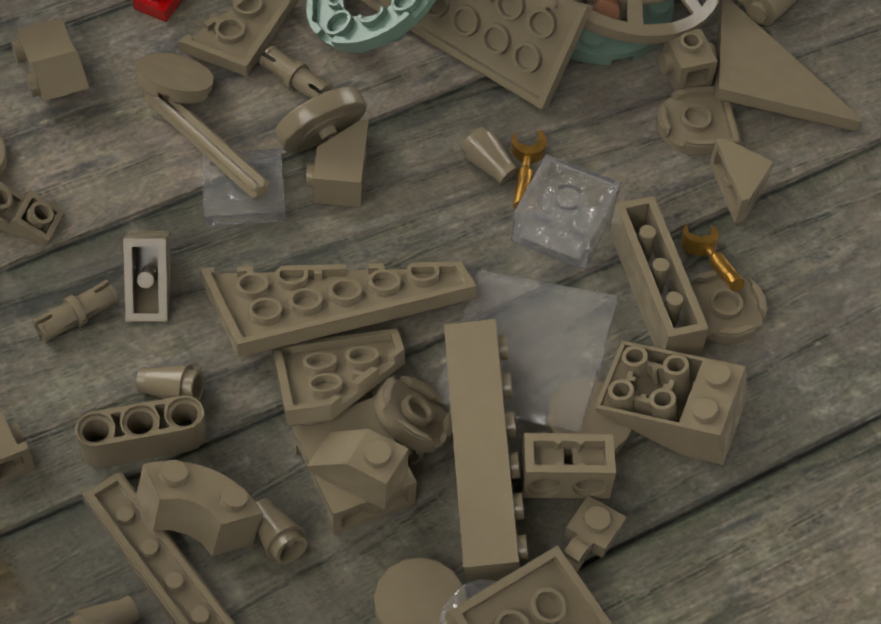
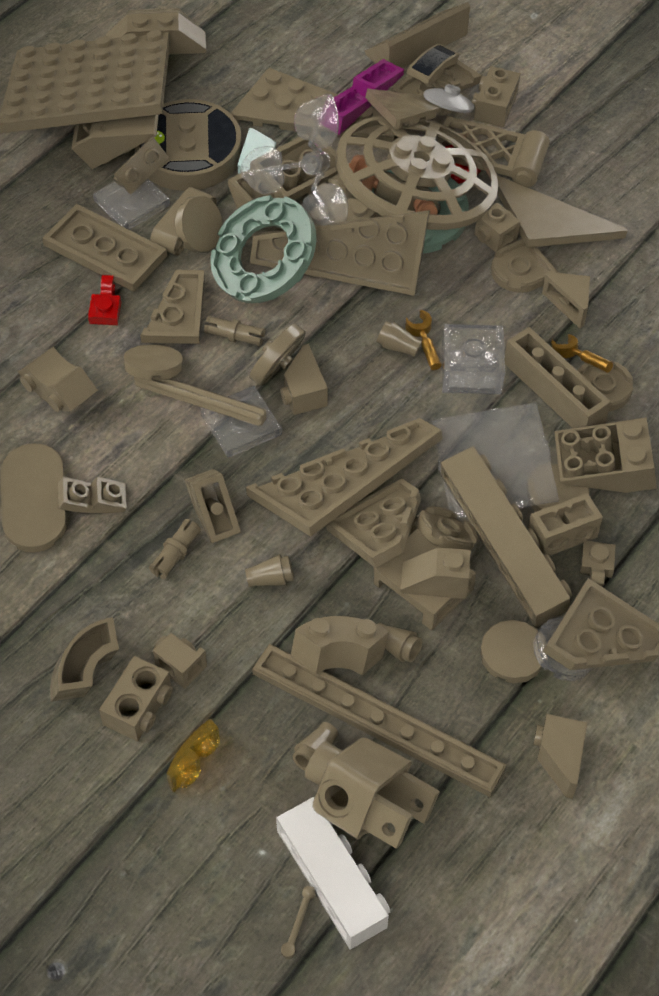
camera: 20 degrees left, 0 degrees up
(121, 423) = (276, 598): dark tan beam -> none

